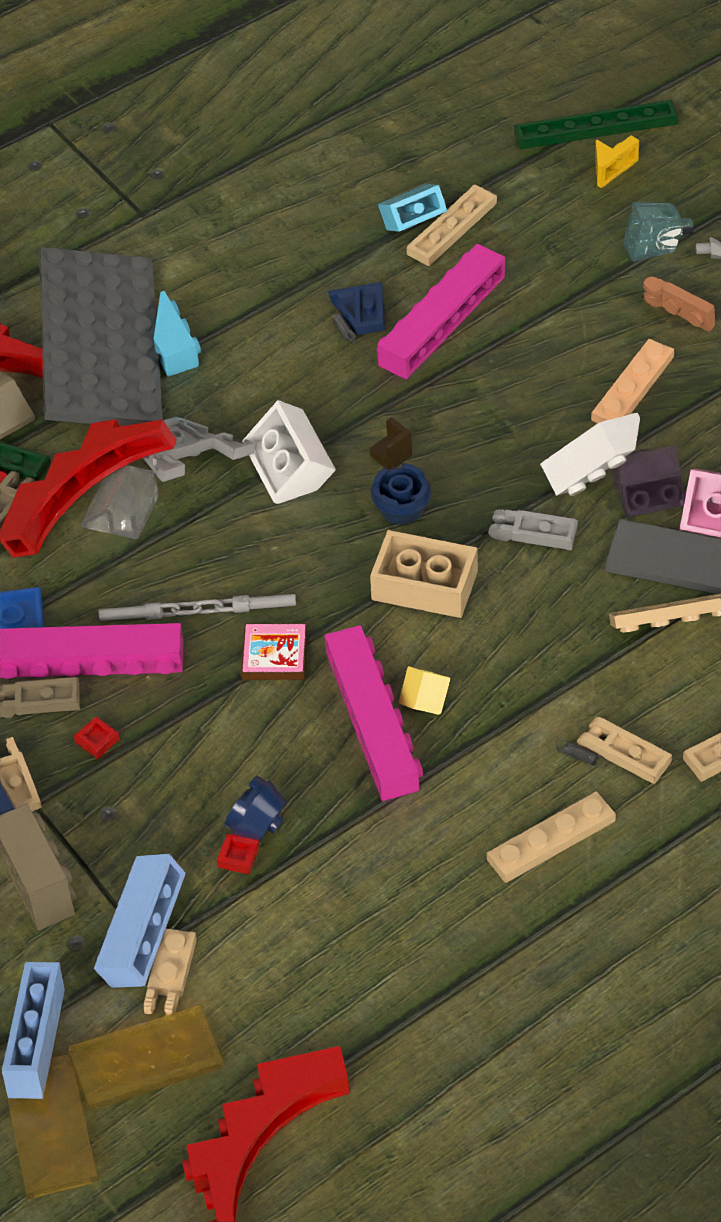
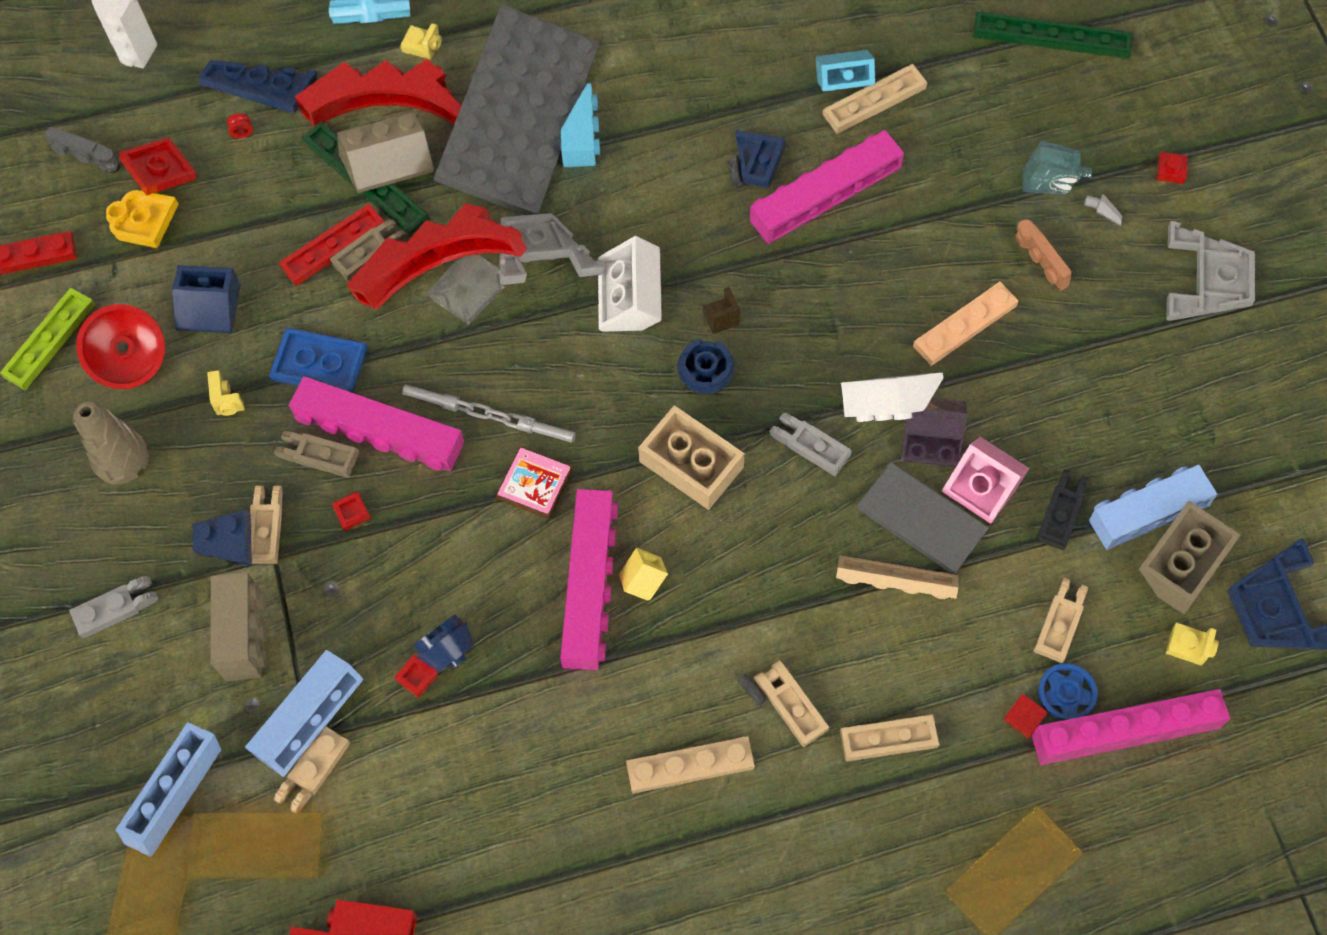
camera: 20 degrees right, 15 degrees up
(615, 161) = (1048, 82): yellow slope -> none

